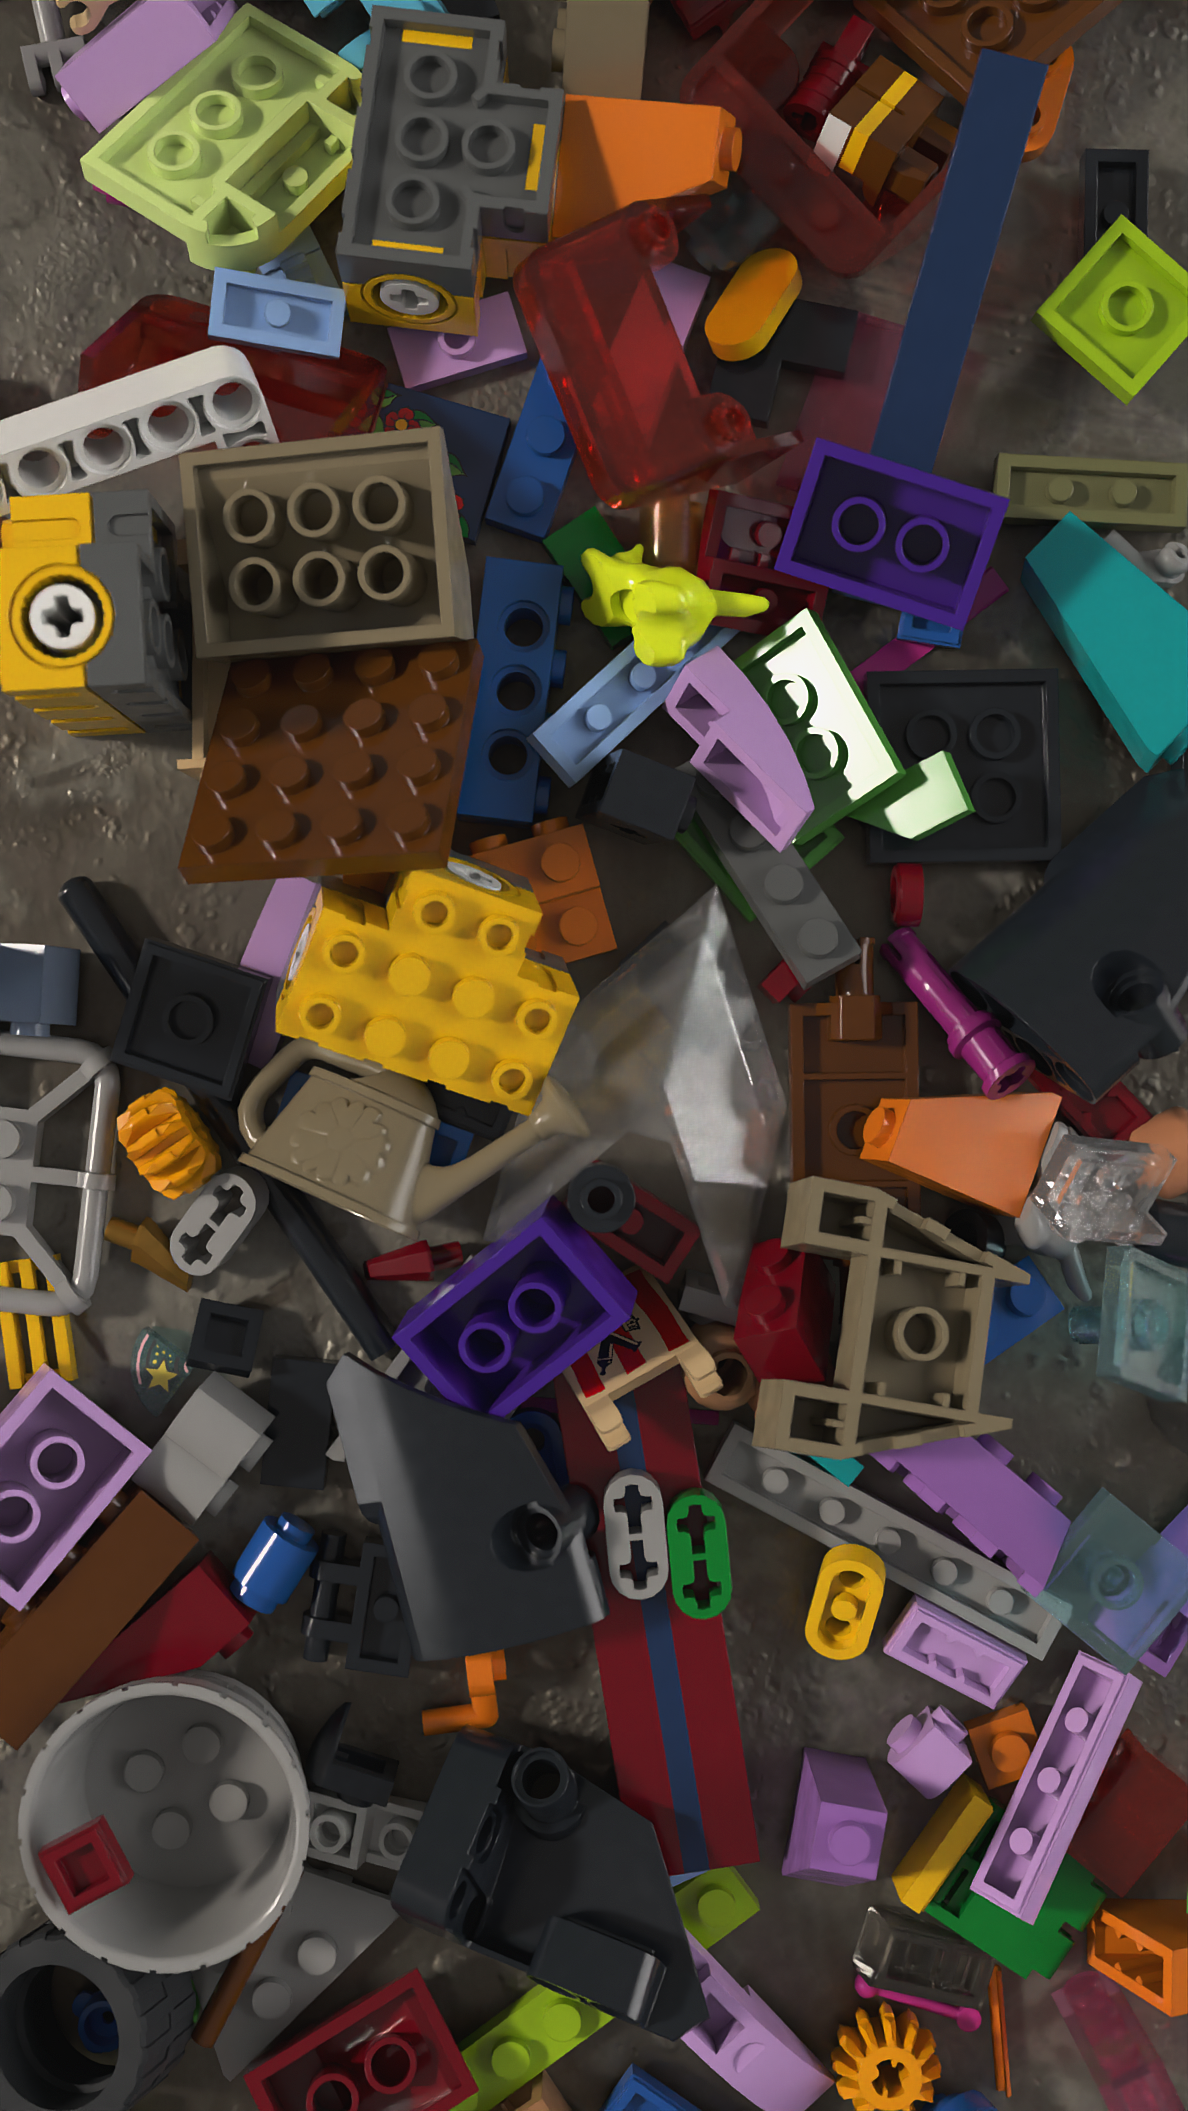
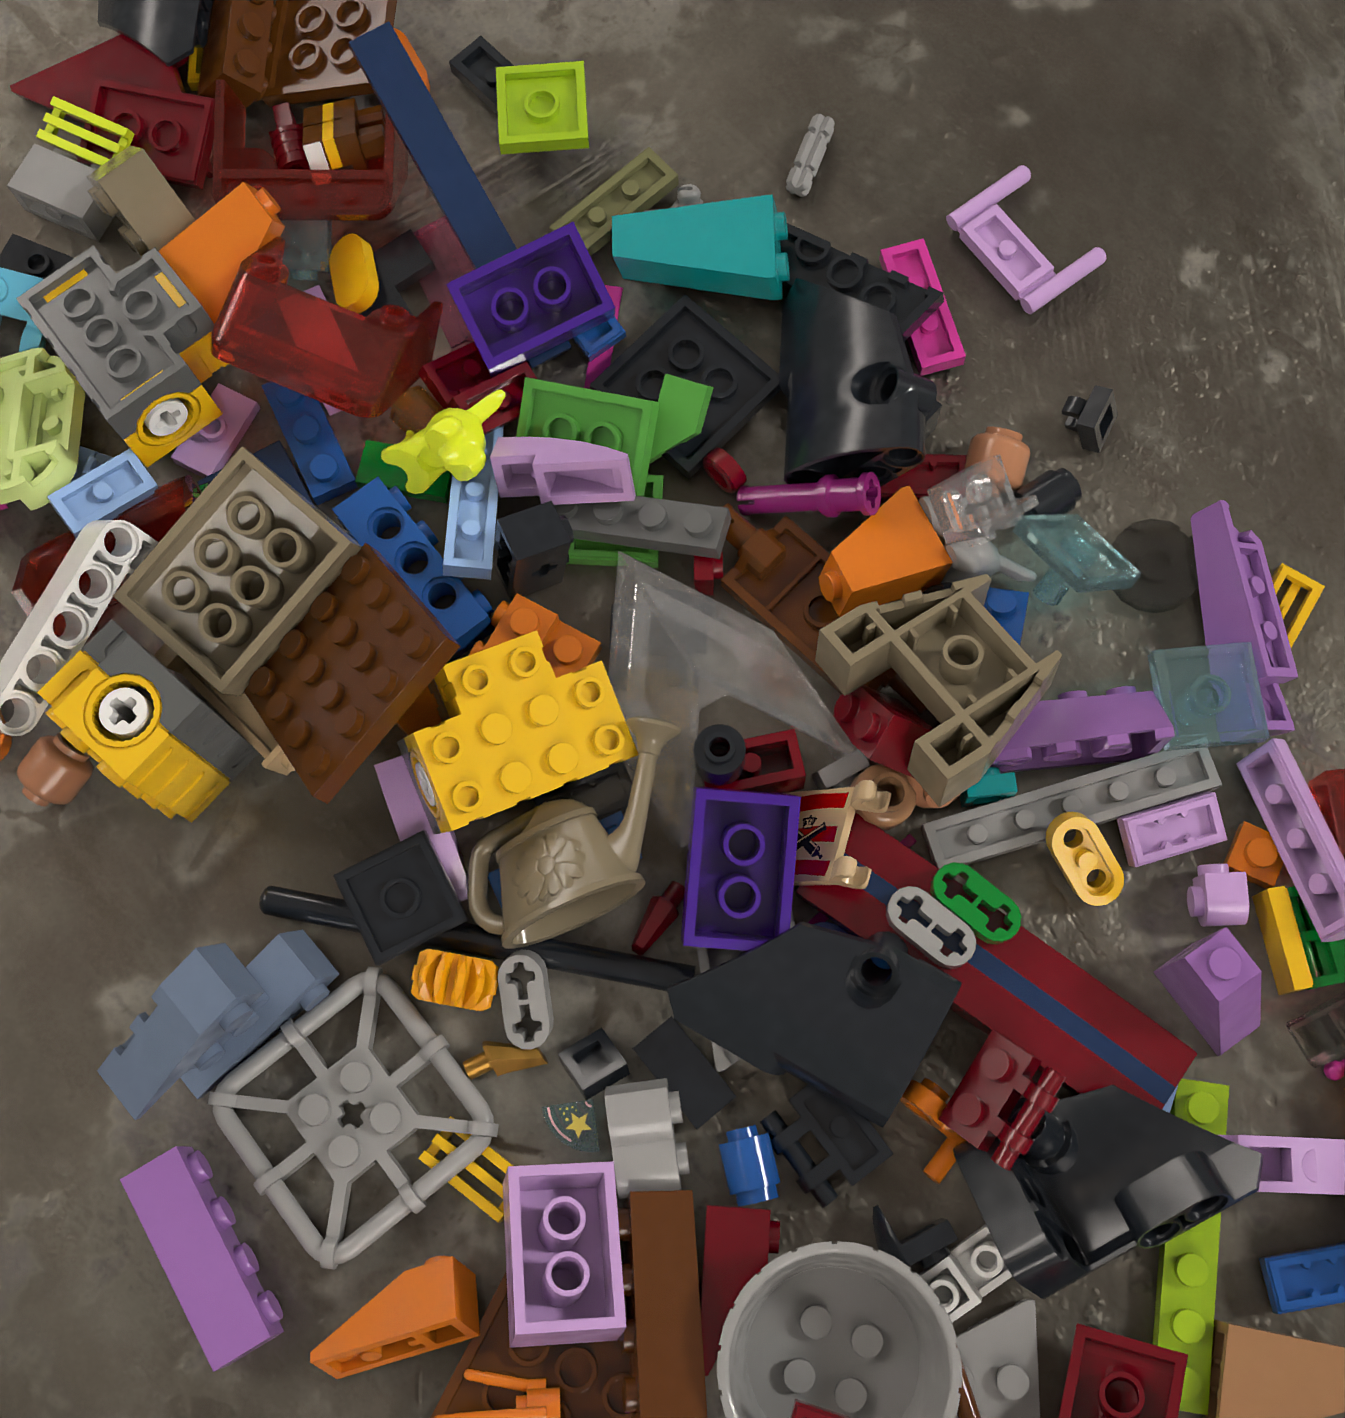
camera: 40 degrees left, 15 degrees down
(540, 1723) = (990, 1093): none -> dark red plate

